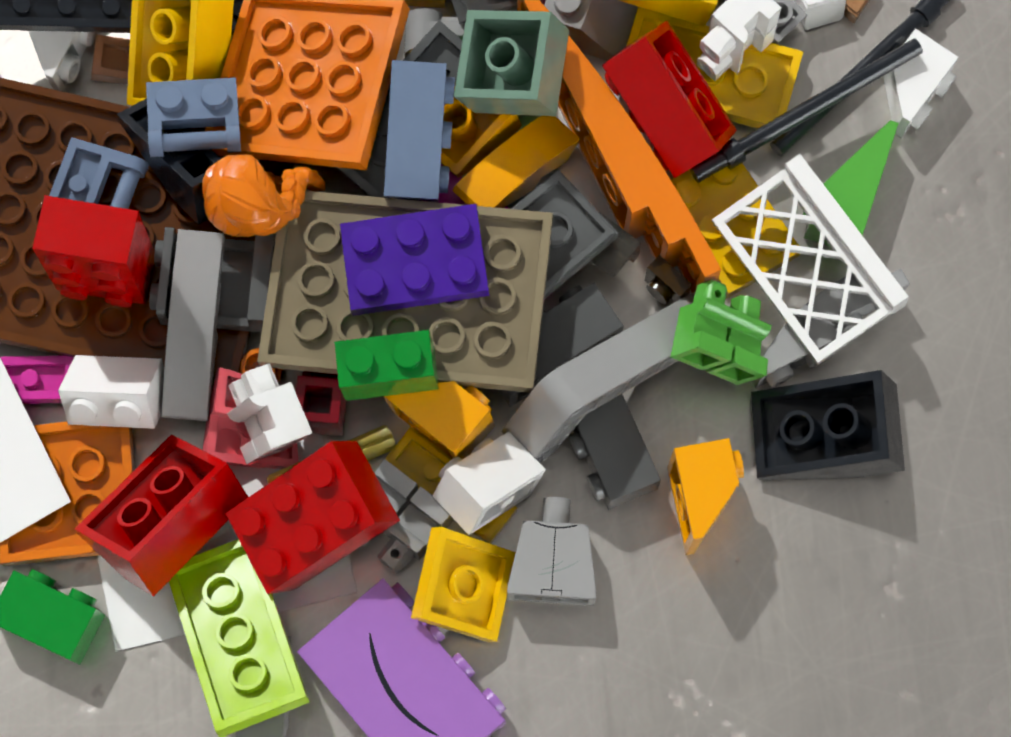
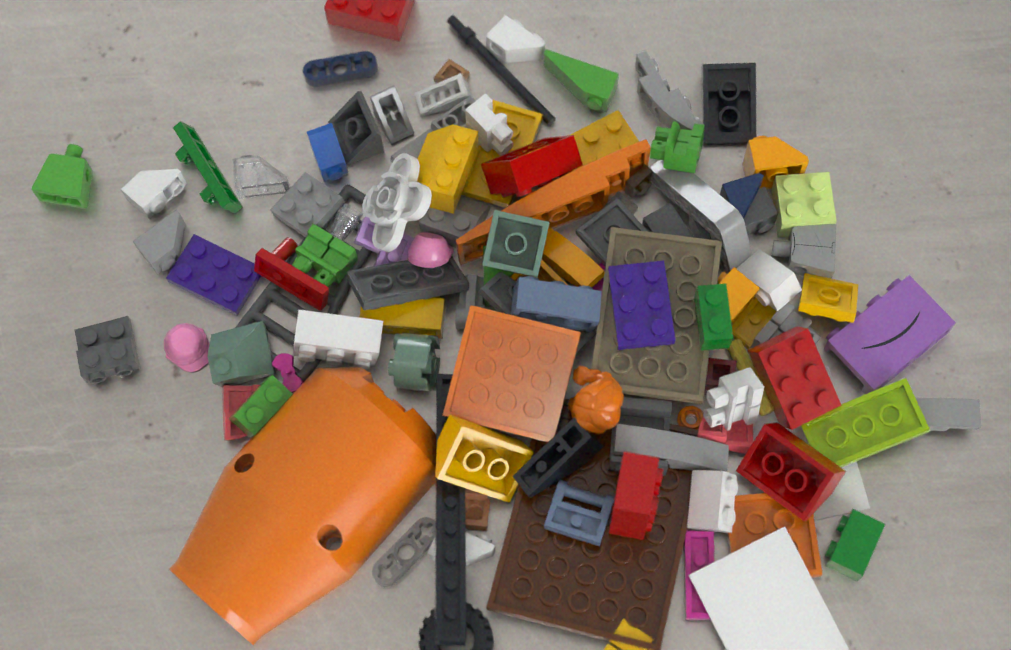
camera: 85 degrees left, 5 degrees down
(192, 106) = (530, 443): sand blue plate -> none
(626, 429) = (742, 192): none -> dark blue slope
(638, 549) = (802, 201): none -> yellowish green brick
(735, 151) = (529, 84): black bar -> none
(840, 234) = (626, 76): white fence -> none

